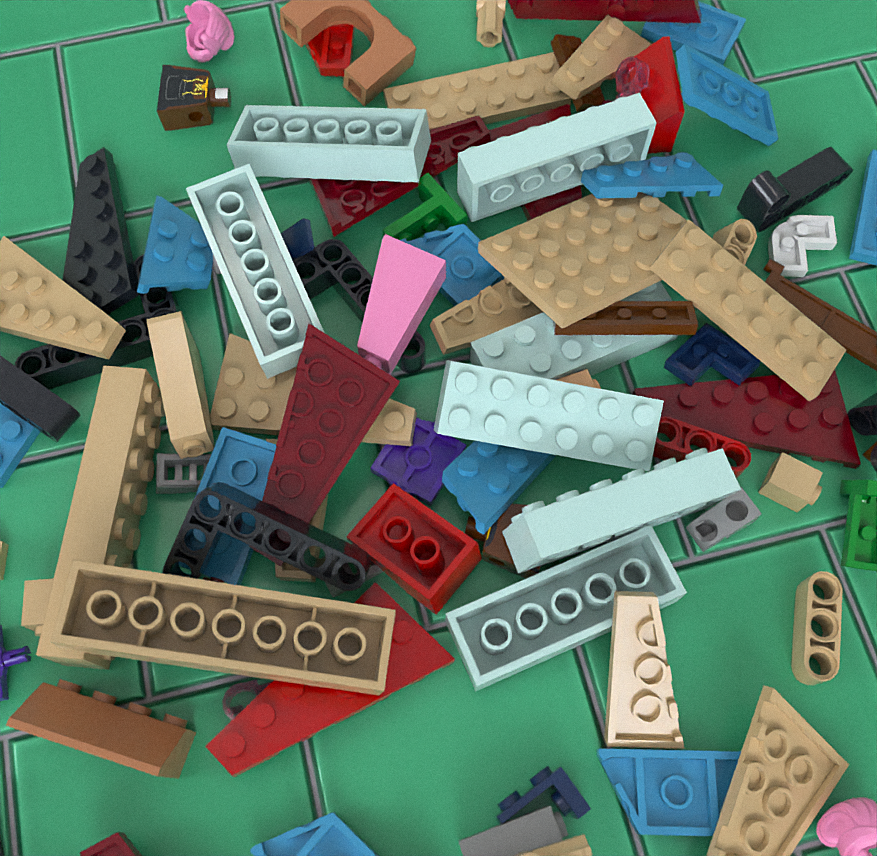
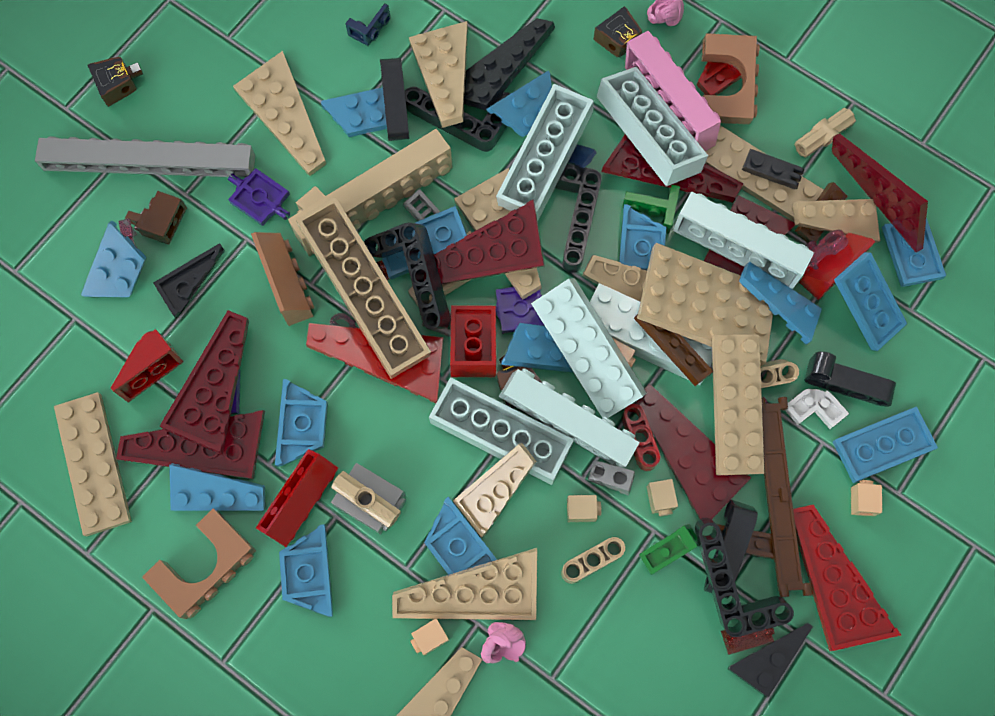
camera: 50 degrees right, 5 degrees up
(181, 385) = (460, 170): tan slope -> none
(307, 83) = (673, 88): none -> bright pink brick
(398, 300) = (587, 231): bright pink slope -> none
(489, 75) = (773, 169): none -> black hinge
(565, 795) = (414, 497): dark blue bracket -> none
(714, 350) = (697, 402): dark blue tile -> none
(739, 587) = (583, 508): none -> tan brick

